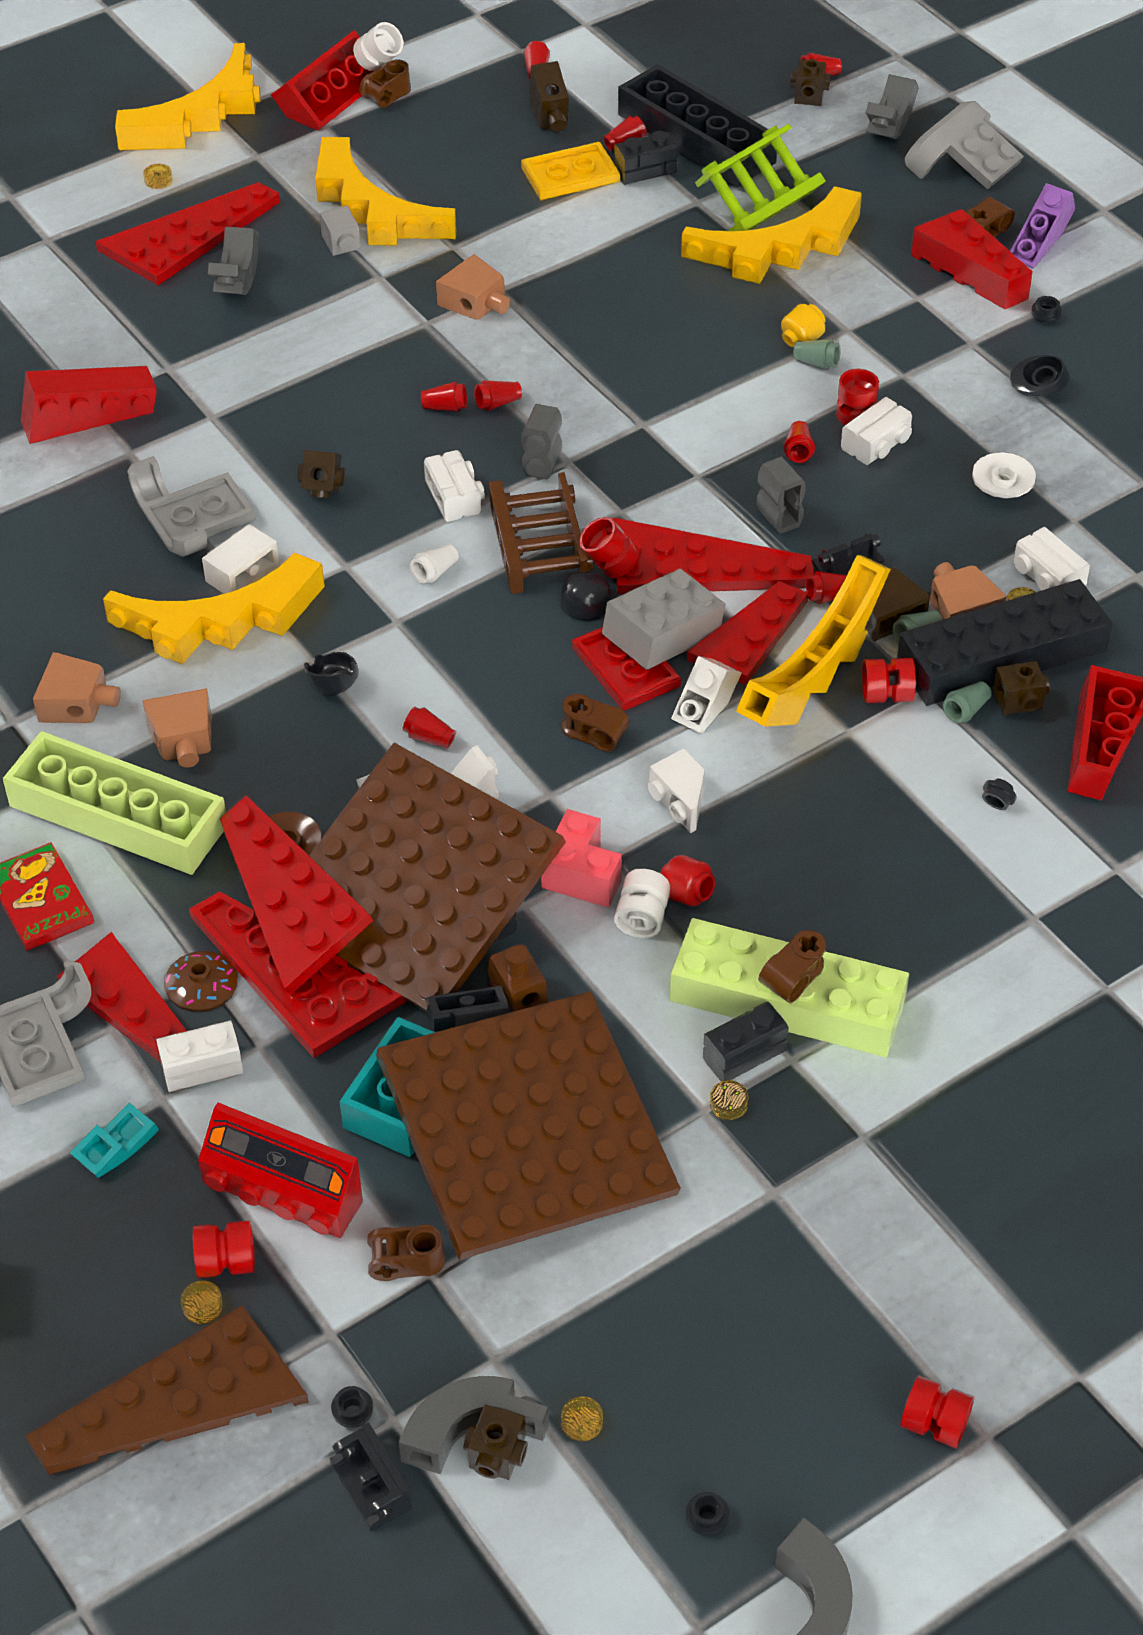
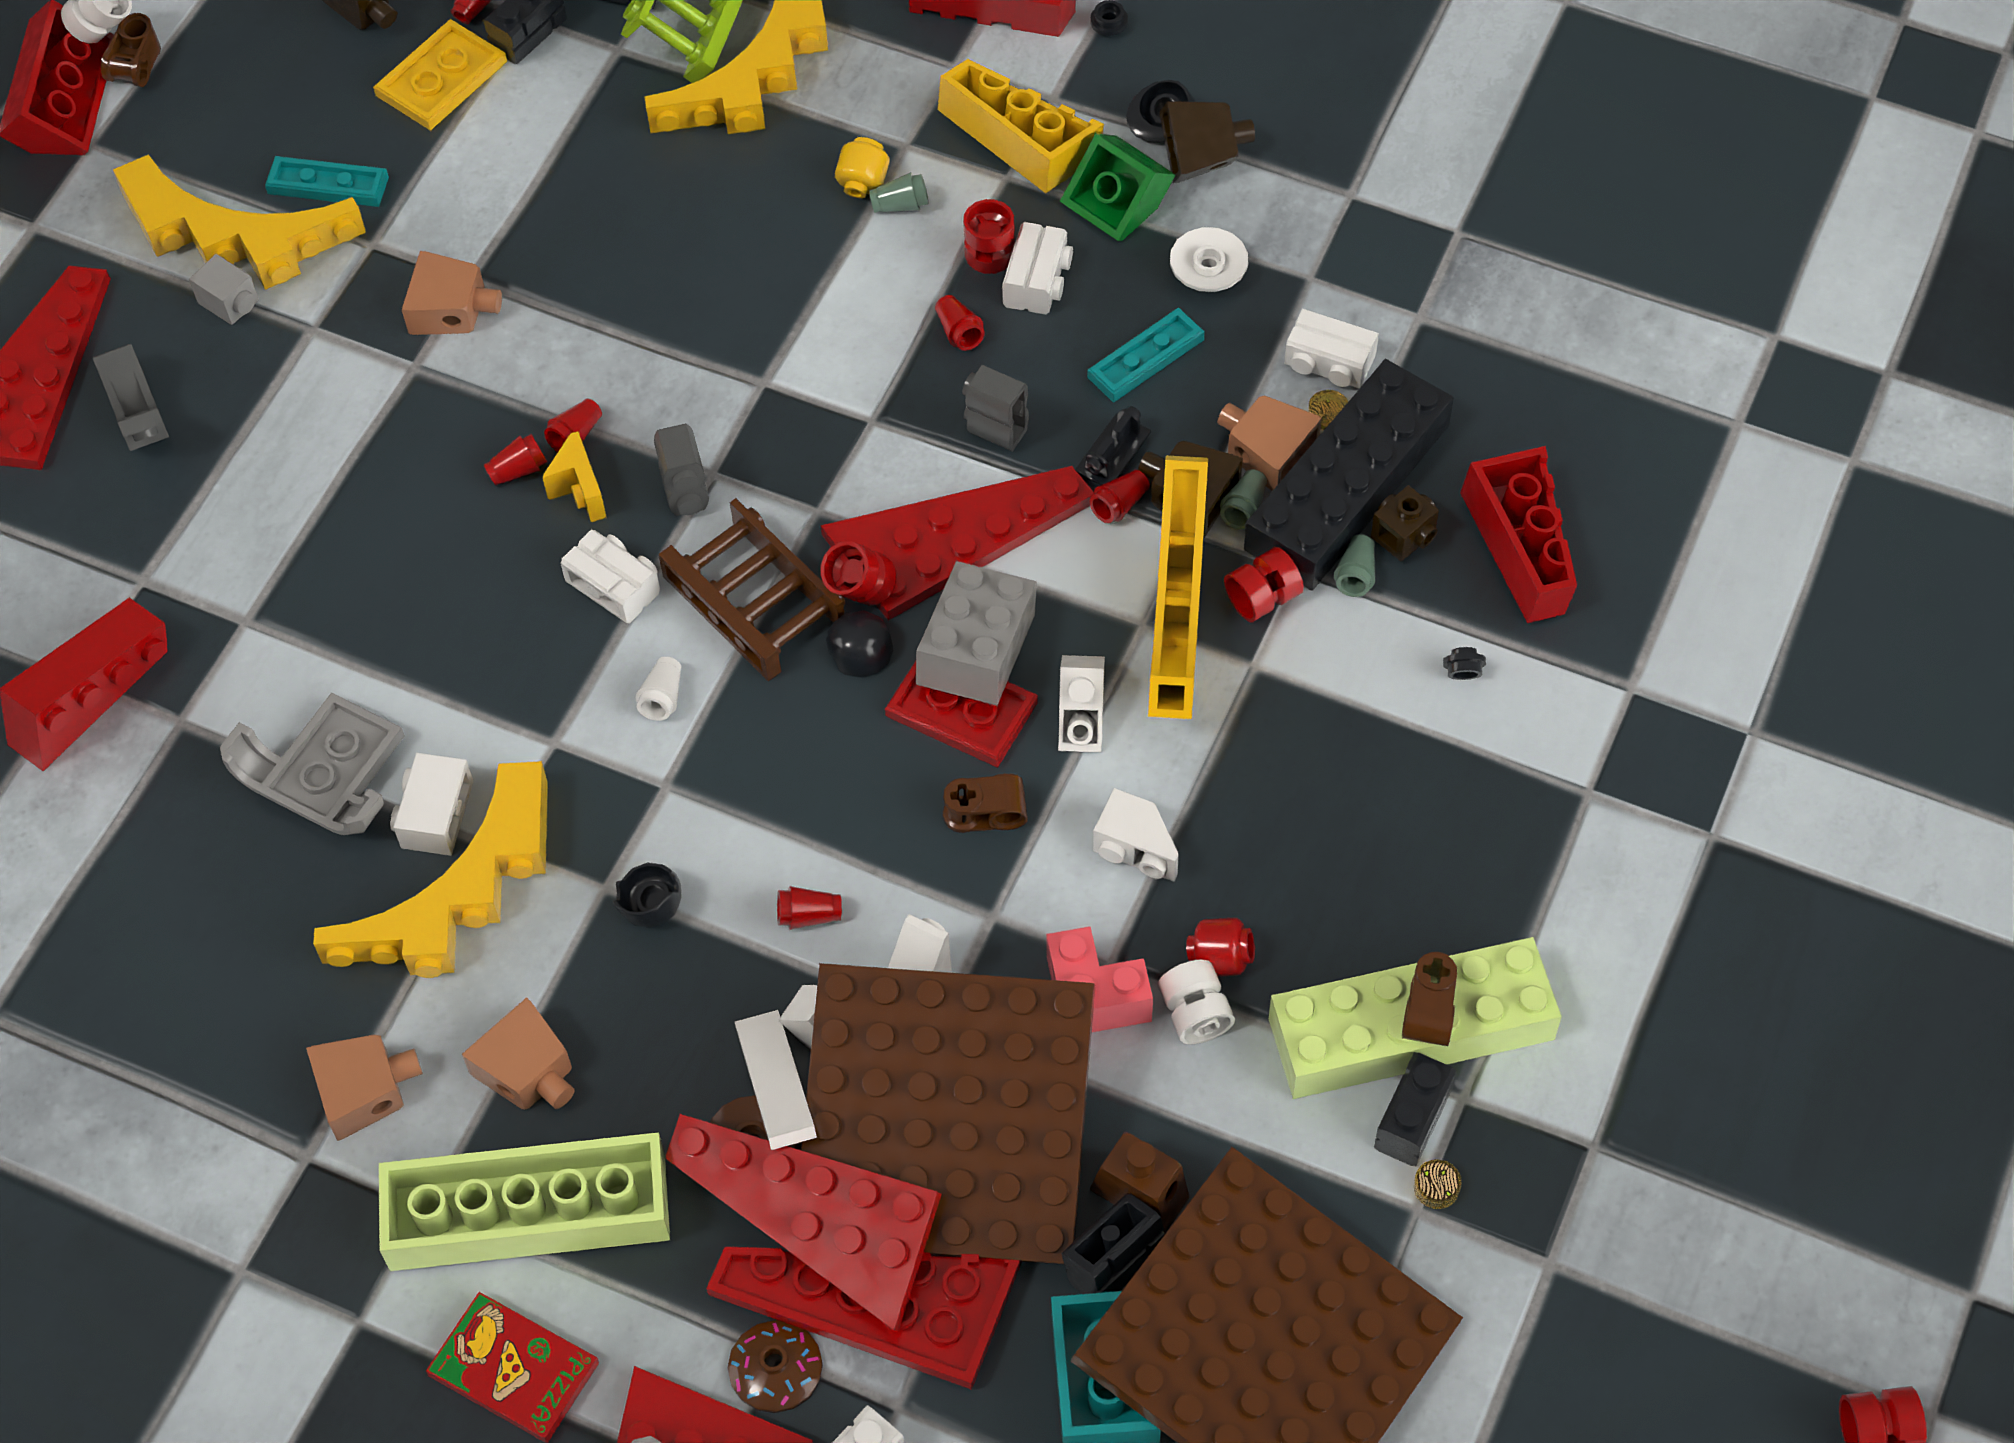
camera: 30 degrees left, 10 degrees up
(312, 465) = (441, 625): dark brown brick -> none
(321, 809) = (775, 1080): none -> white tile
(442, 194) = (326, 181): none -> teal tile
(474, 421) = (573, 474): none -> yellow slope
(753, 631) = (1071, 596): red wing -> none
(917, 515) = (1145, 354): none -> teal tile
(930, 345) = (1016, 124): none -> yellow wedge
(972, 406) = (1116, 186): none -> green slope
(1054, 400) = (1202, 137): none -> dark brown torso

